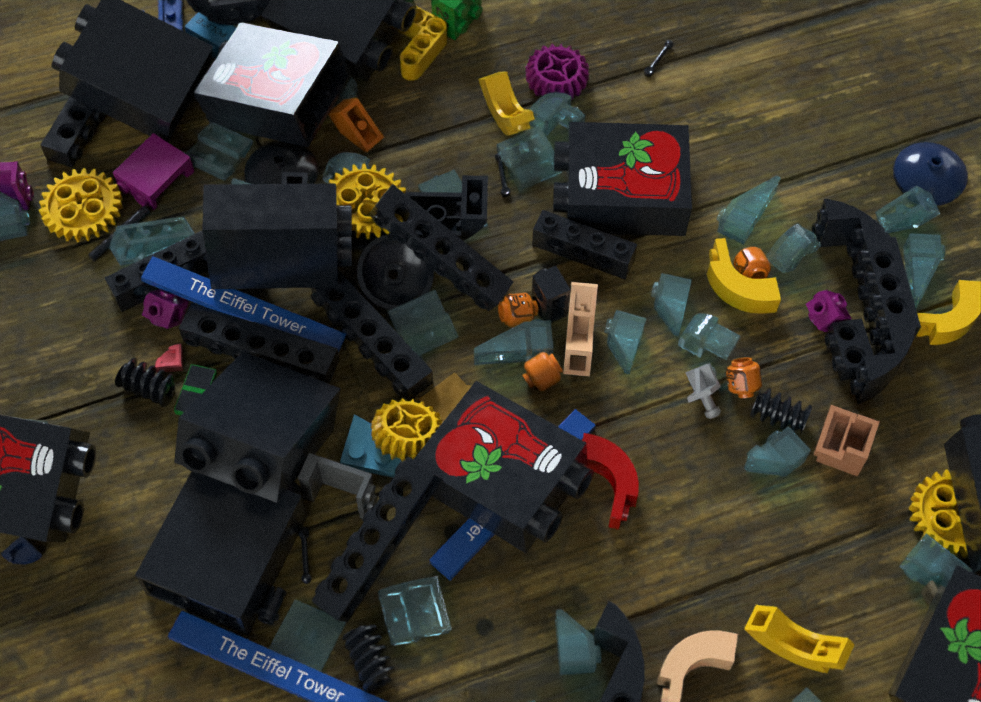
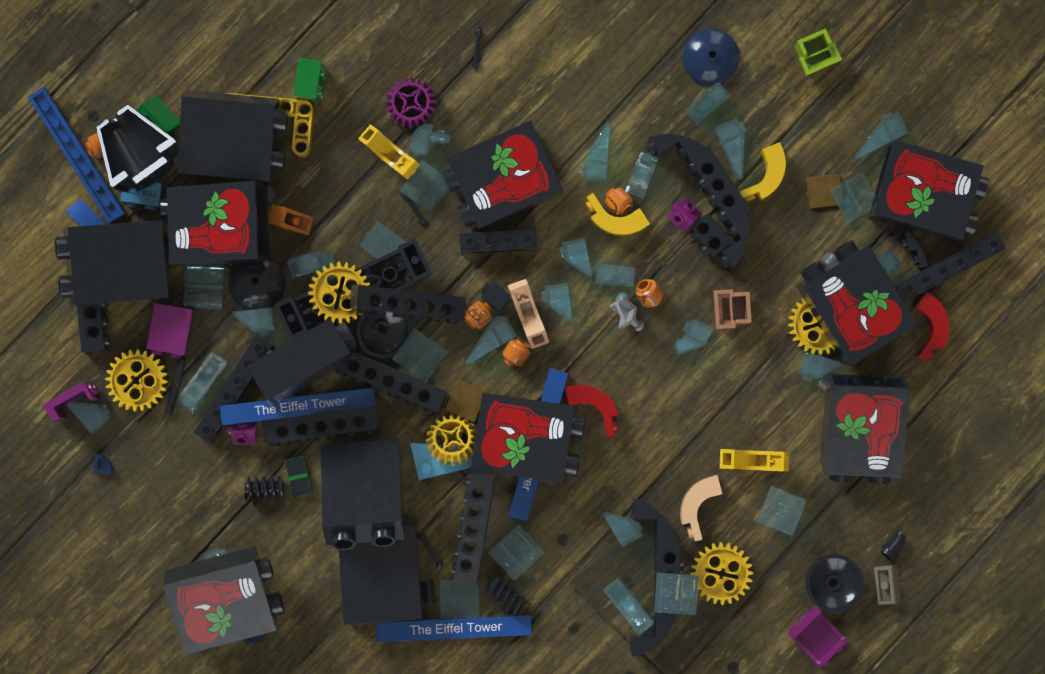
camera: 25 degrees left, 25 degrees up
(171, 360) = (267, 462): coral tile -> none
(325, 471) = (410, 502): dark grey panel -> none
(780, 411) = (683, 306): black piece -> none

